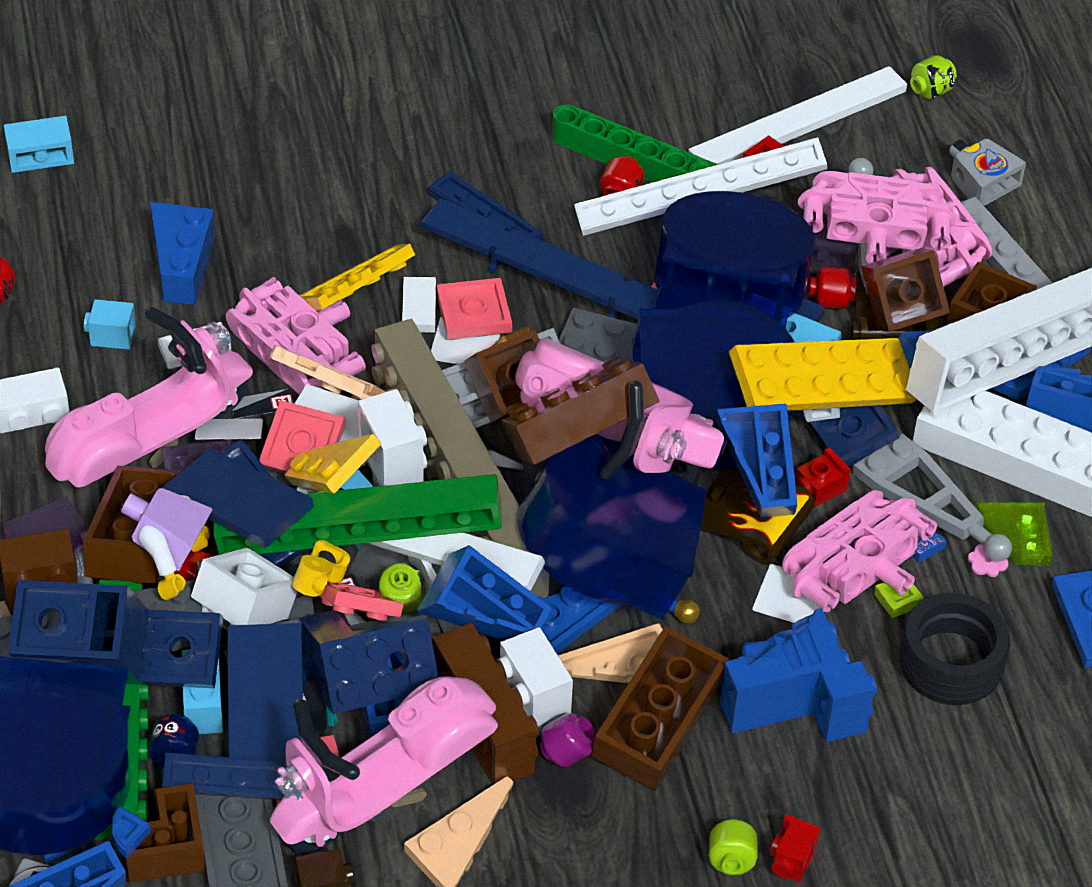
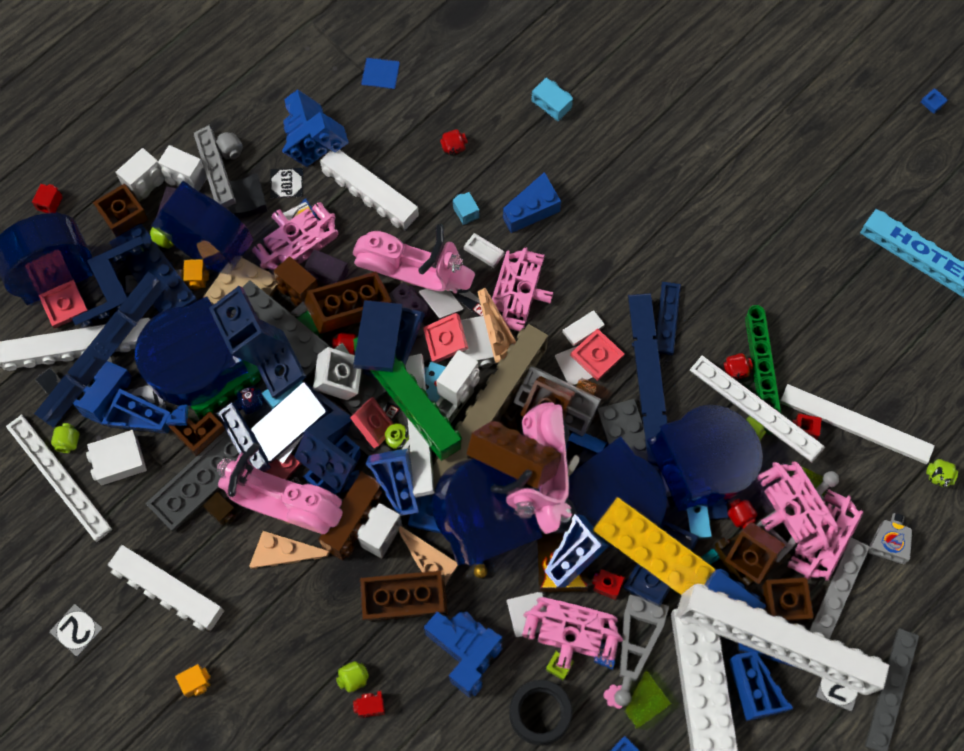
camera: 60 degrees right, 20 degrees up
(169, 531) = (334, 321): lavender torso -> none
(316, 571) = (360, 397): yellow leg -> none
(331, 465) = (422, 362): yellow wing -> none
(358, 276) = (569, 289): yellow wing -> none
(567, 739) = (361, 564): magenta head -> none

